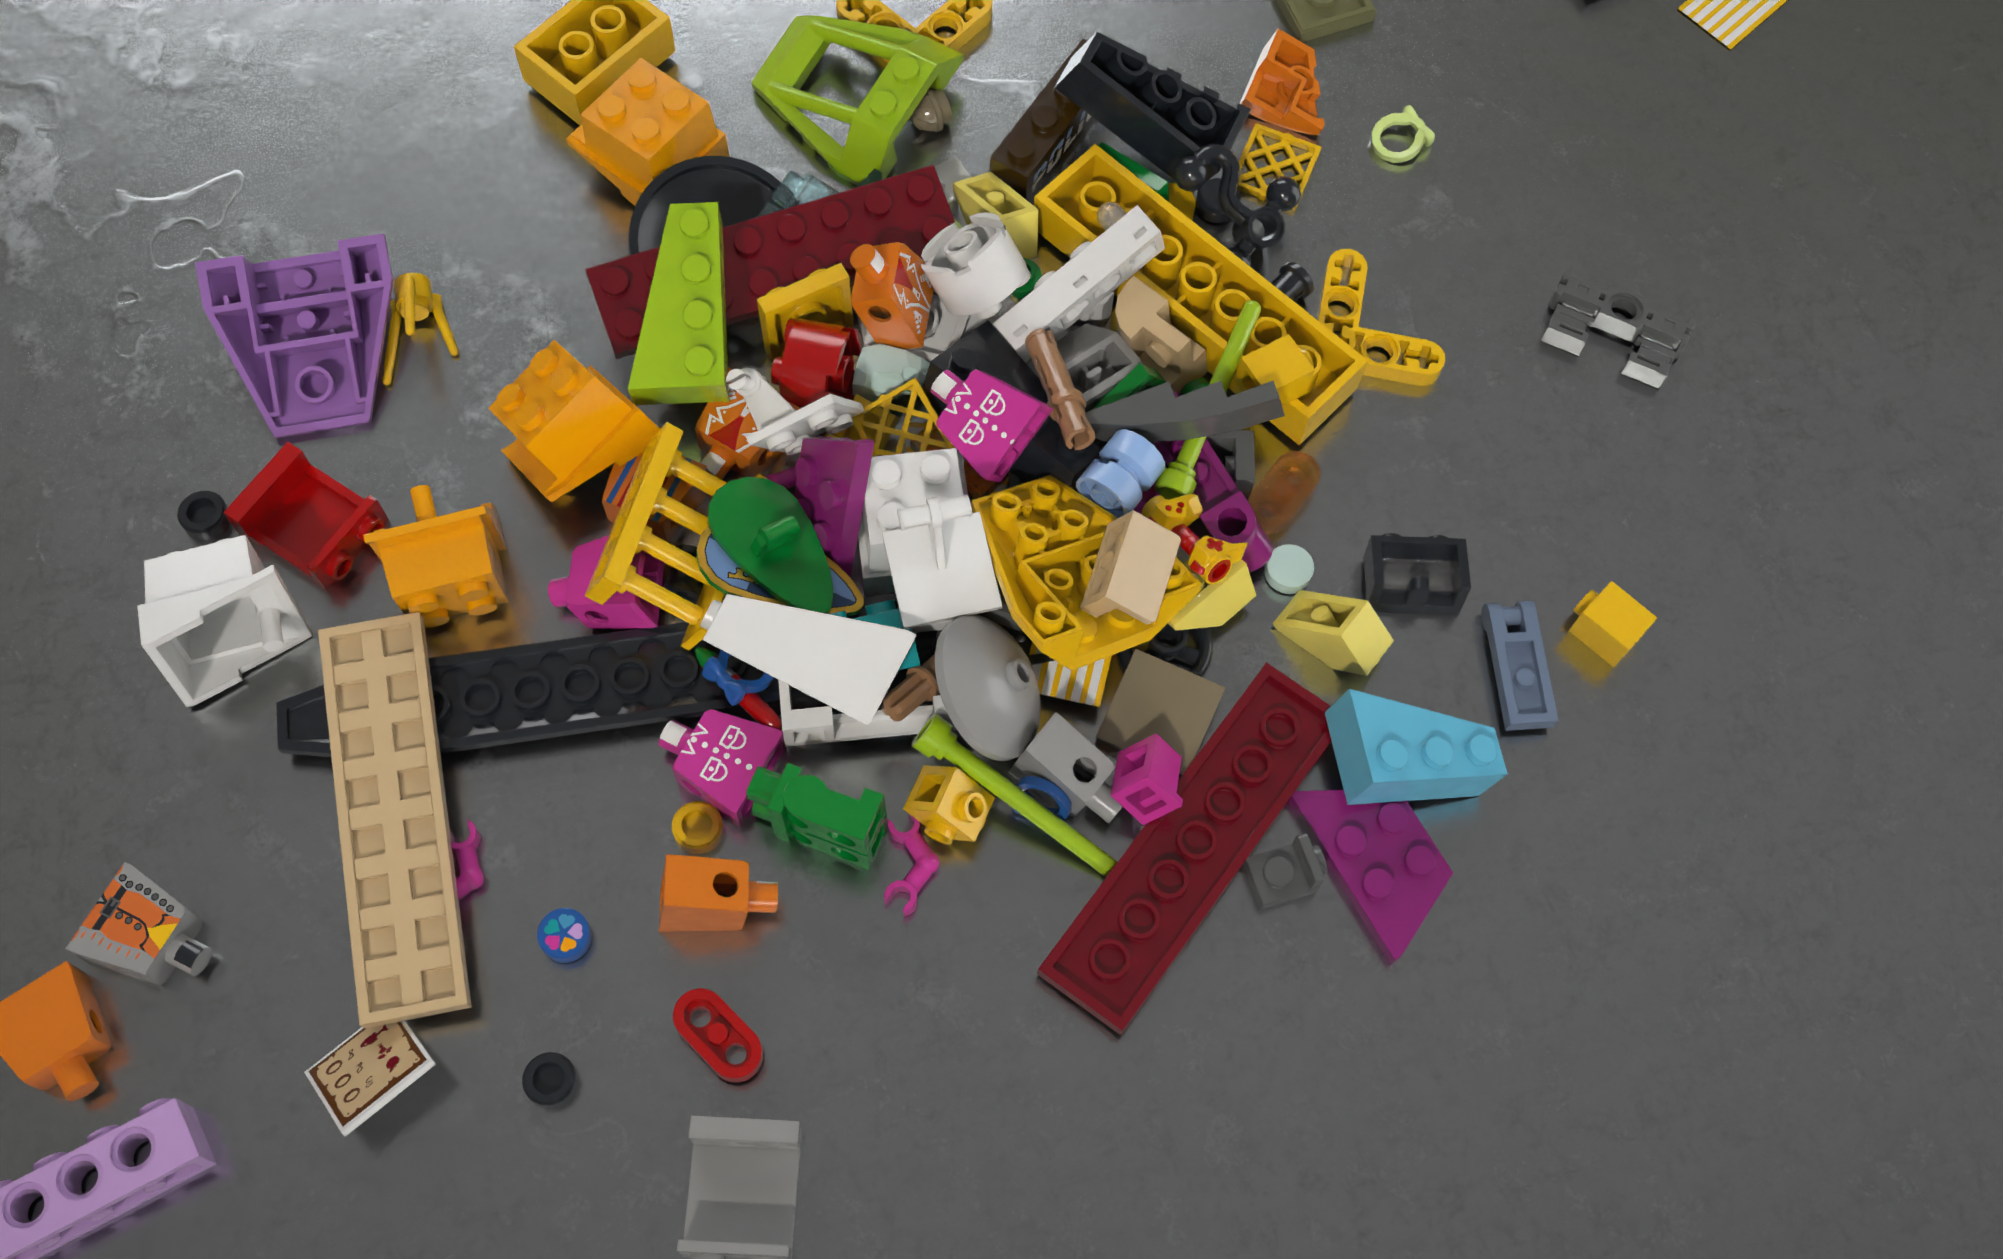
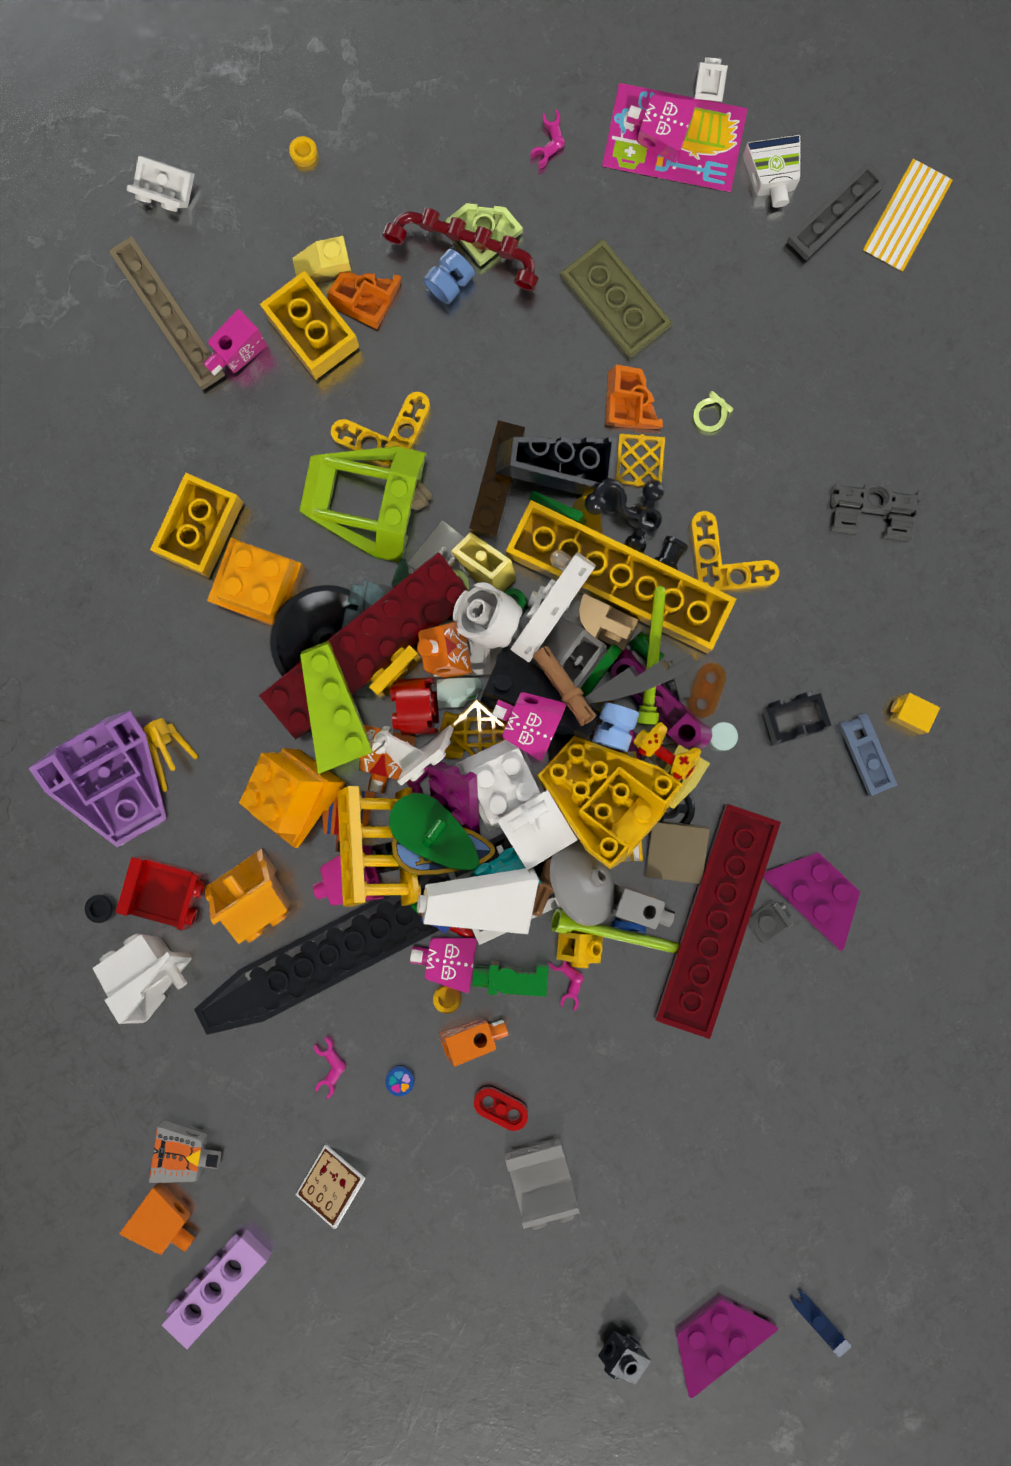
camera: 15 degrees left, 20 degrees up
(393, 821) = (286, 1054): tan plate -> none
(550, 1080) = (422, 1157): black tile -> none
(1131, 568) = (642, 794): tan panel -> none
(1147, 779) = (683, 899): dark pink brick -> none
(1278, 362) = (687, 633): yellow brick -> none
(1335, 630) = (759, 770): light yellow slope -> none
(1409, 752) = (821, 838): medium azure wedge -> none

